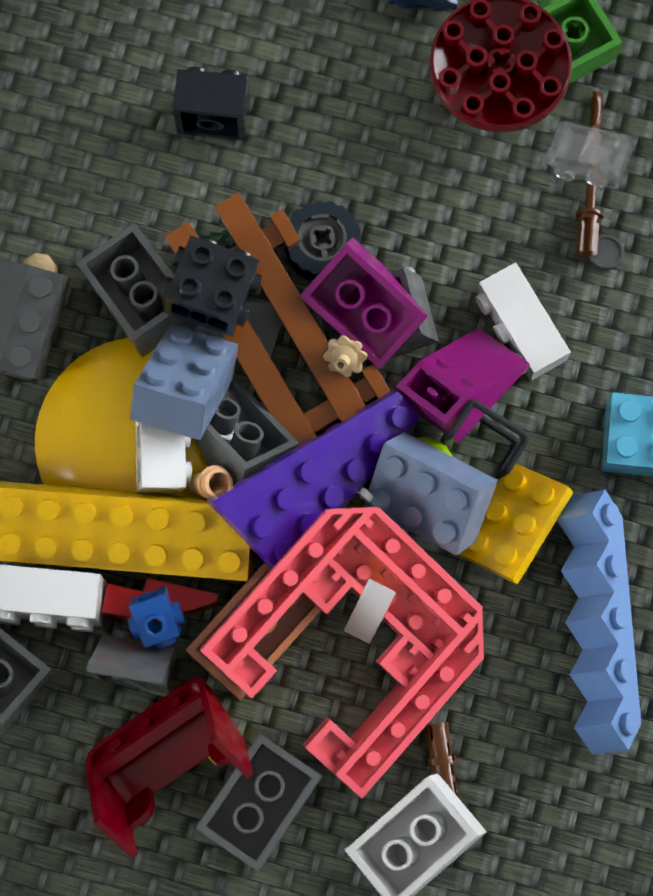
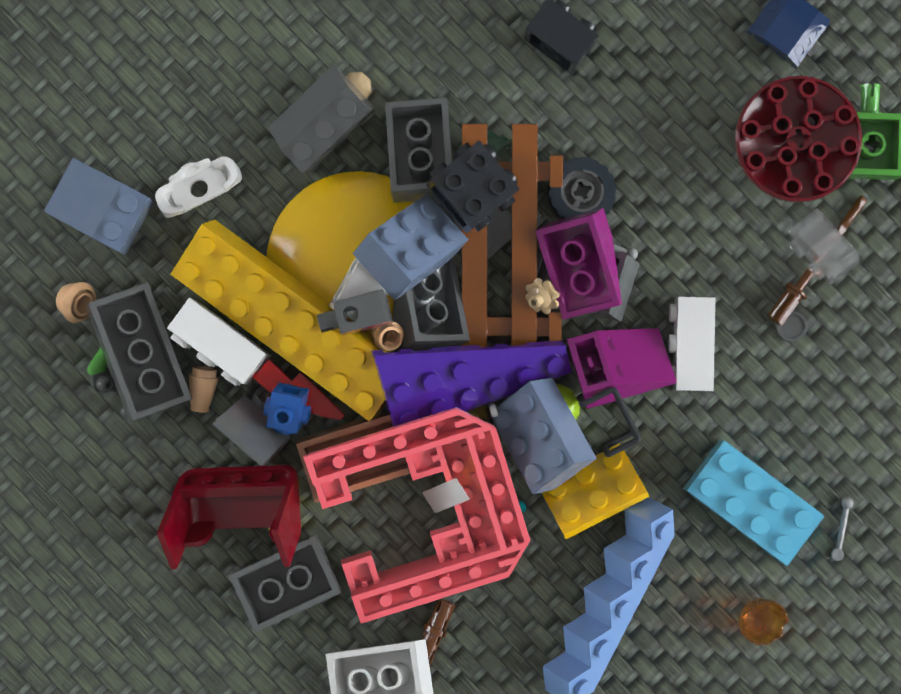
camera: 30 degrees right, 10 degrees up
(55, 653) = (202, 387): none -> light nougat cone
(182, 460) = (371, 308): none -> dark grey torso

